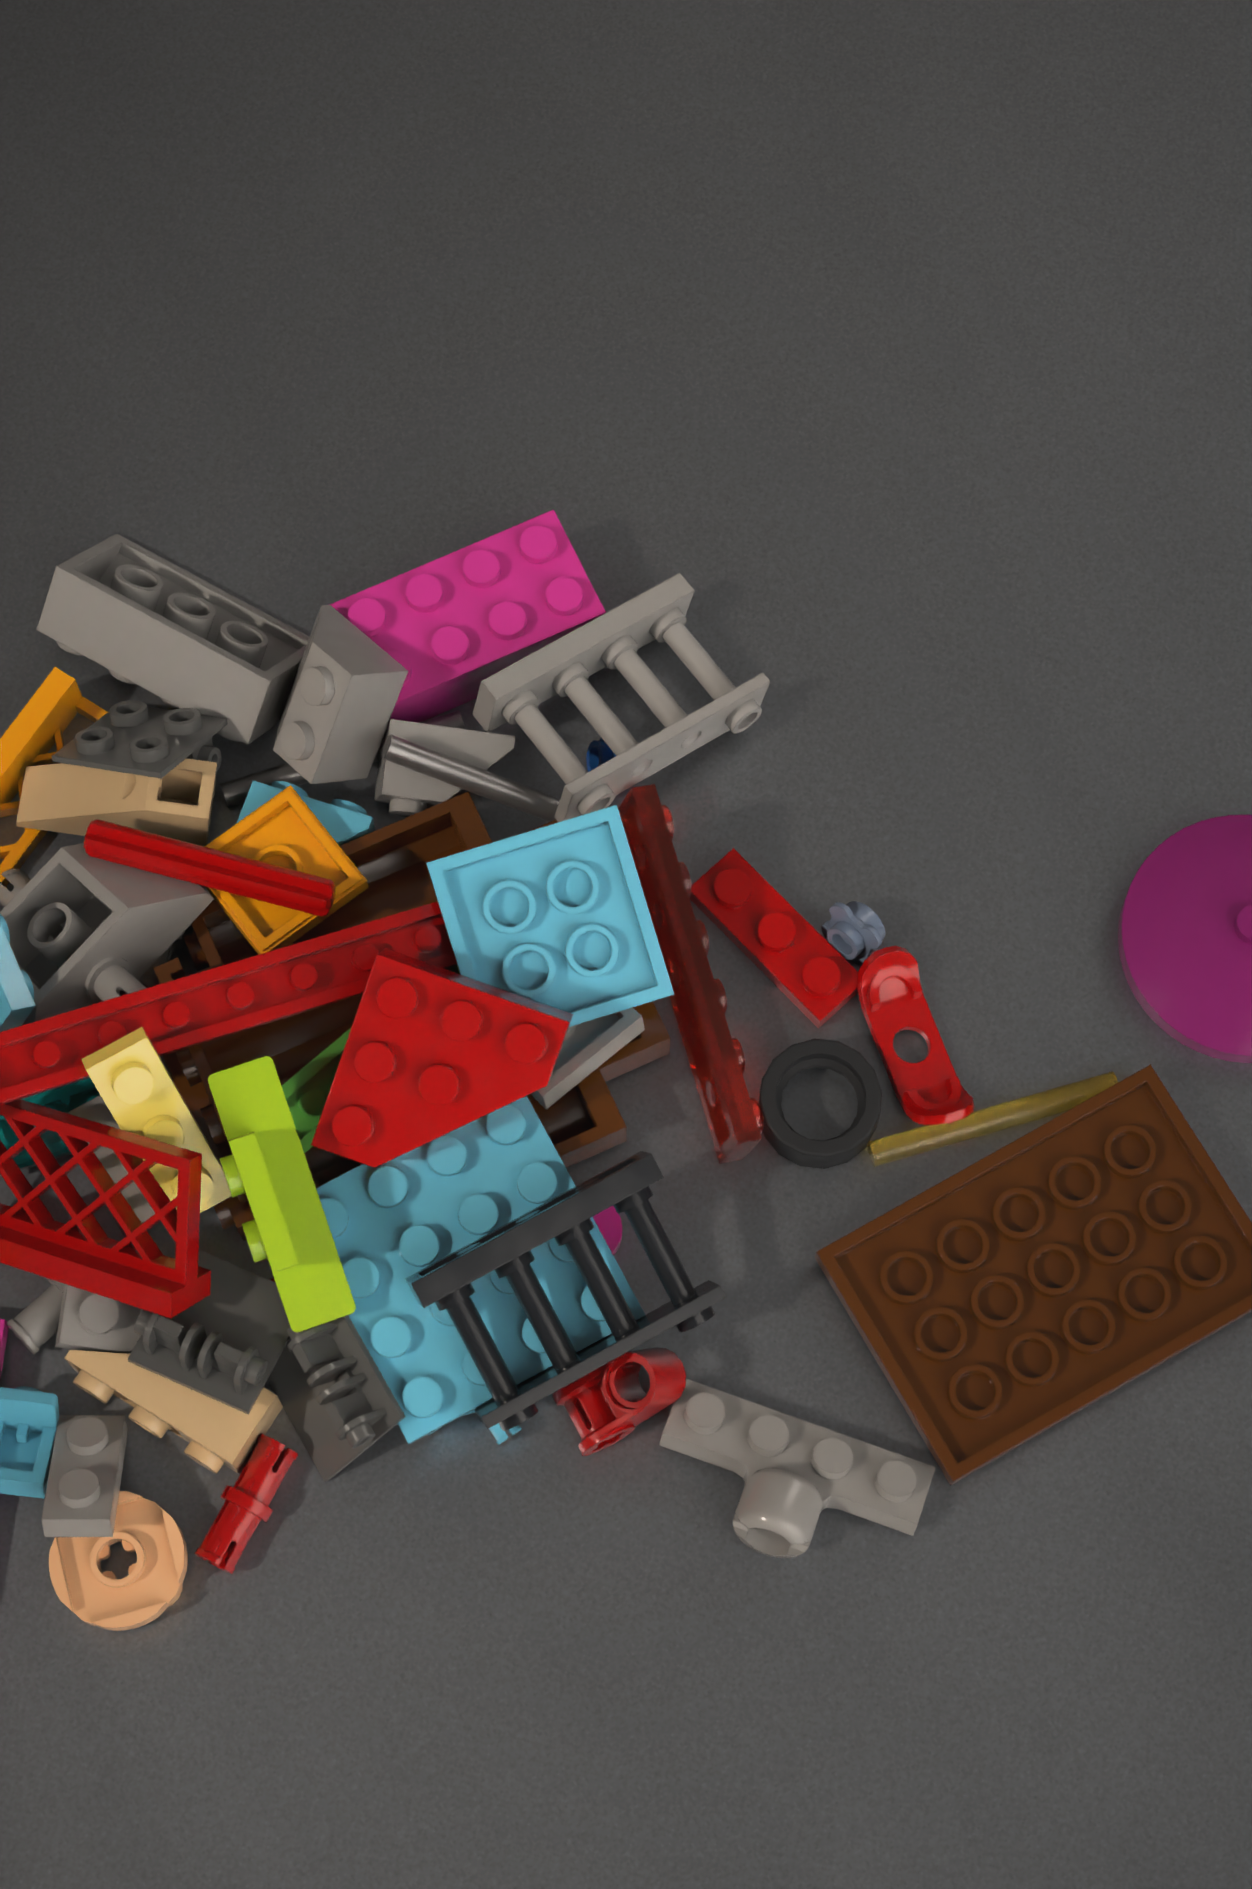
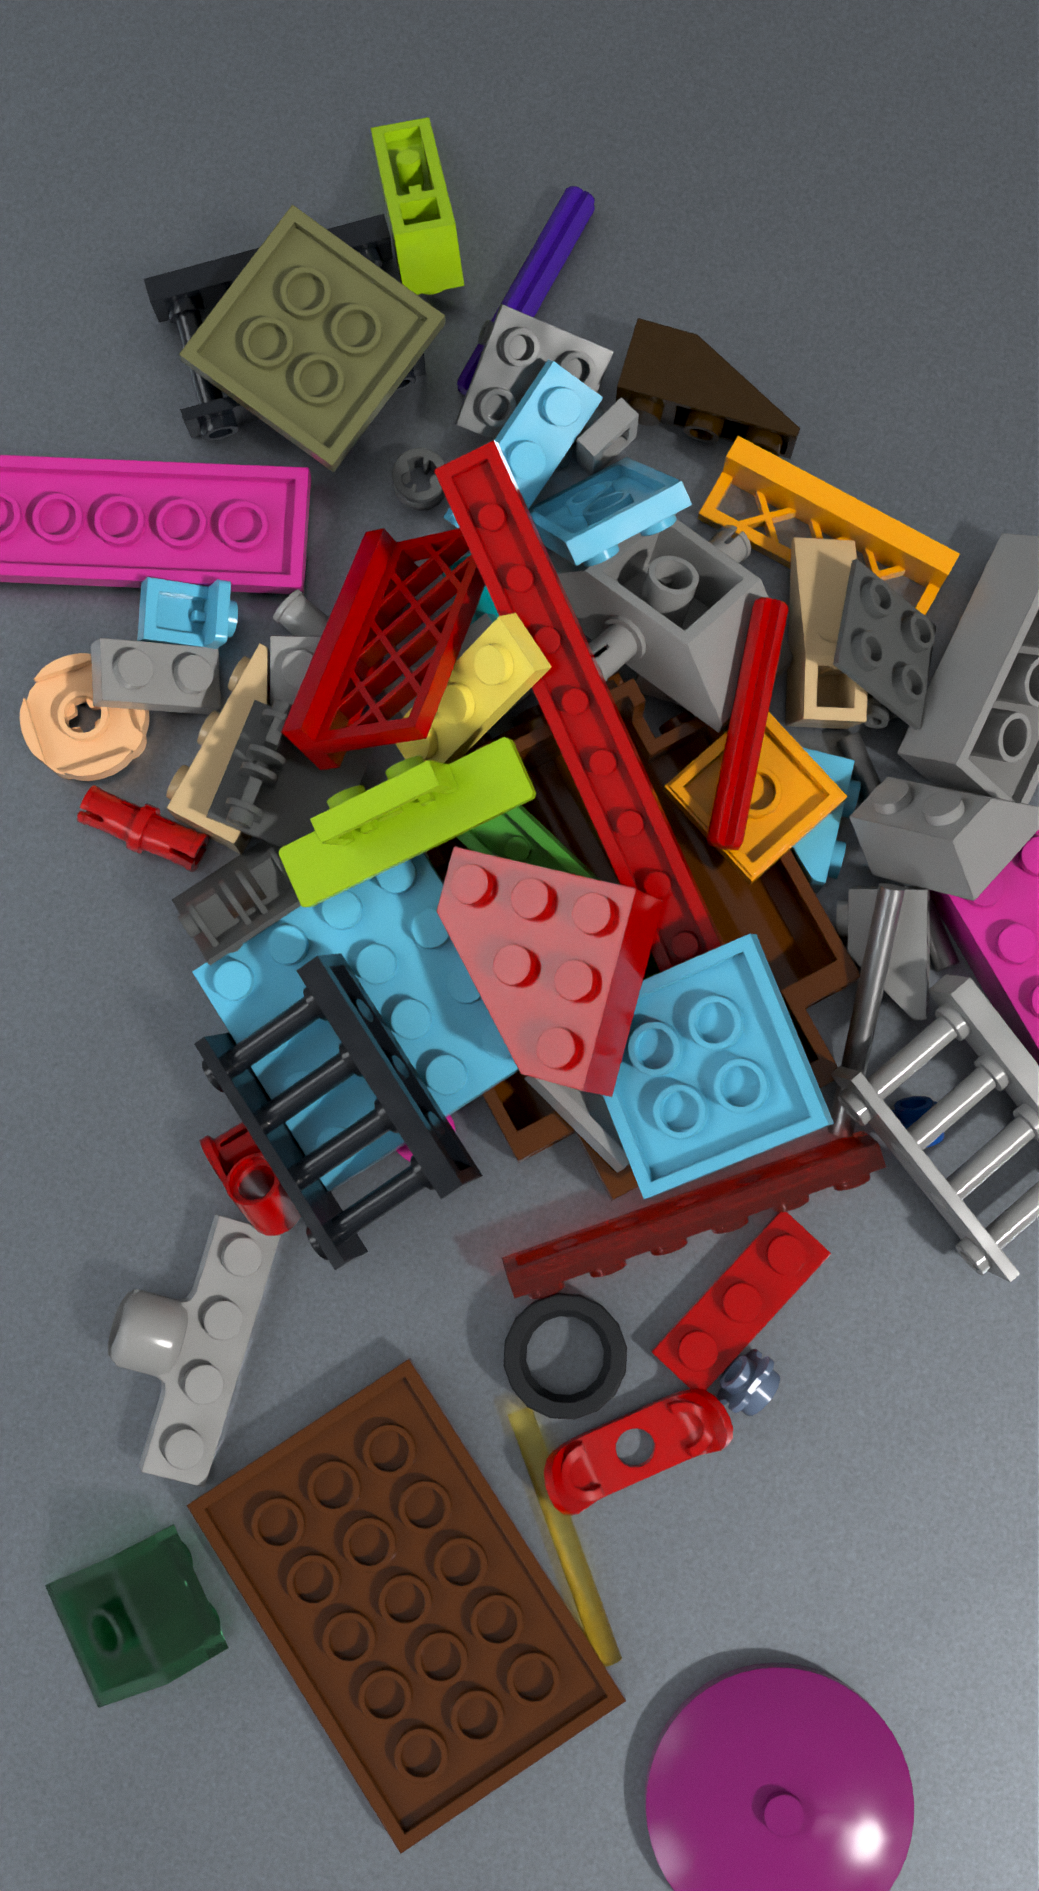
camera: 90 degrees right, 10 degrees up
(1063, 1540) = (137, 1617): none -> clear green slope

